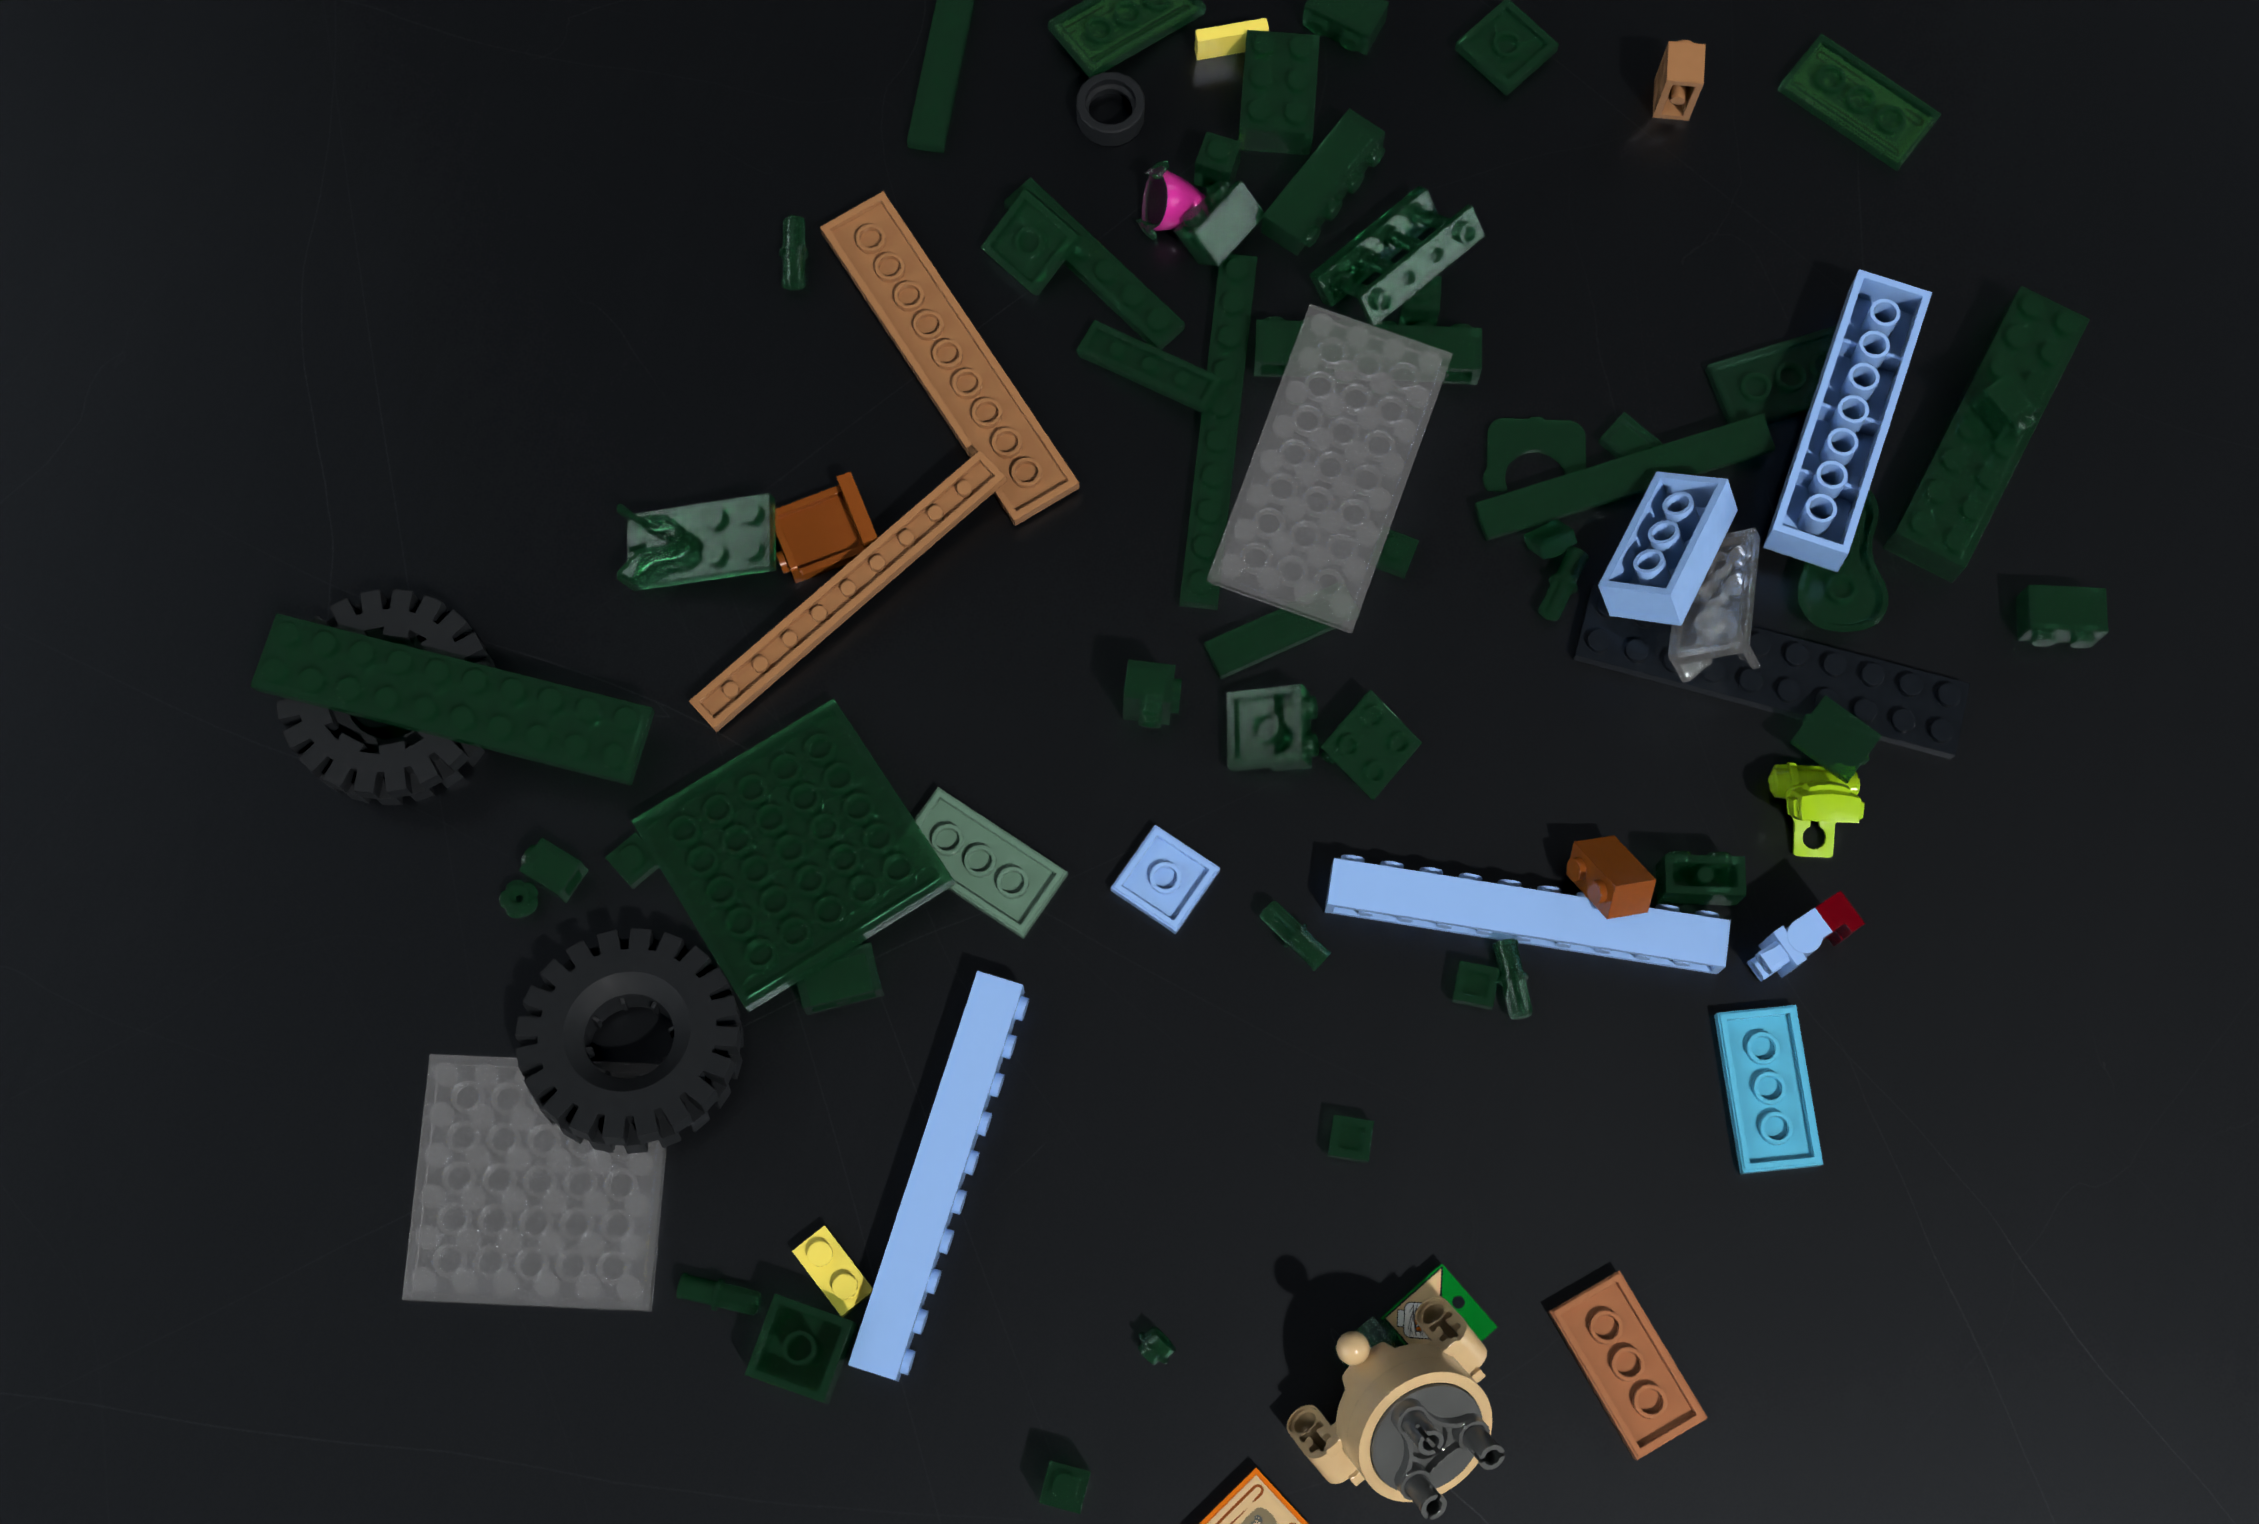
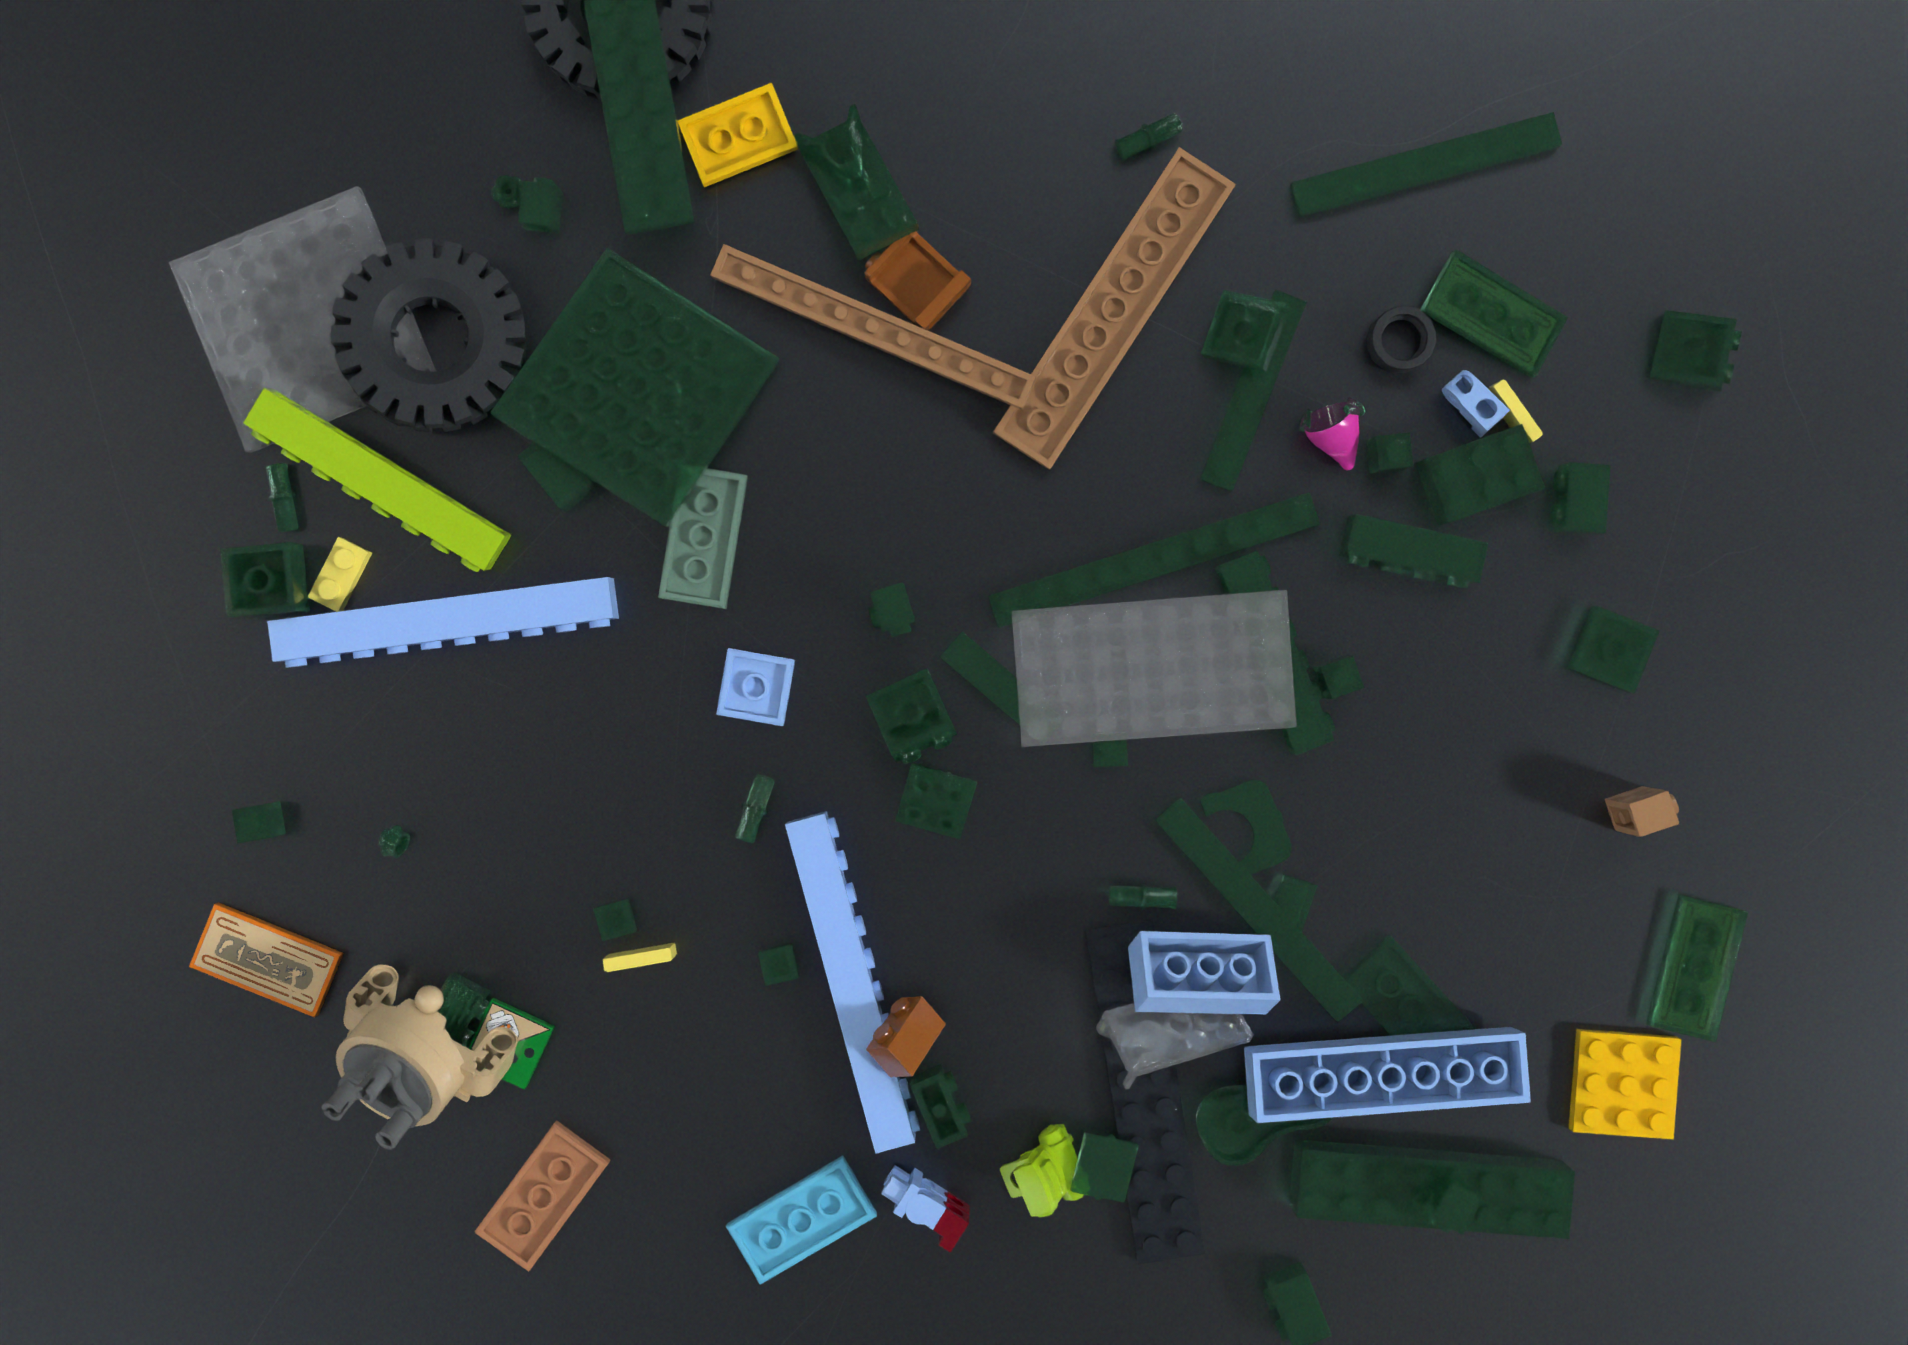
camera: 60 degrees right, 15 degrees up
(586, 636) = (737, 134): none -> yellow plate
(633, 860) = (577, 263): clear green plate -> none
(753, 1171) = (377, 479): none -> lime brick
(1150, 367) = (1179, 480): clear green tile -> none
(1205, 68) = (1474, 402): none -> light blue leg
(1219, 222) = (1333, 480): brick -> none
(1382, 241) = (1378, 621): clear green fence -> none
(1404, 1129) = (639, 957): none -> light yellow tile
(1513, 978) = (796, 991): clear green axle -> none
(1550, 539) = (1176, 871): clear green plate -> none
(1950, 213) = (1624, 1084): none -> yellow plate

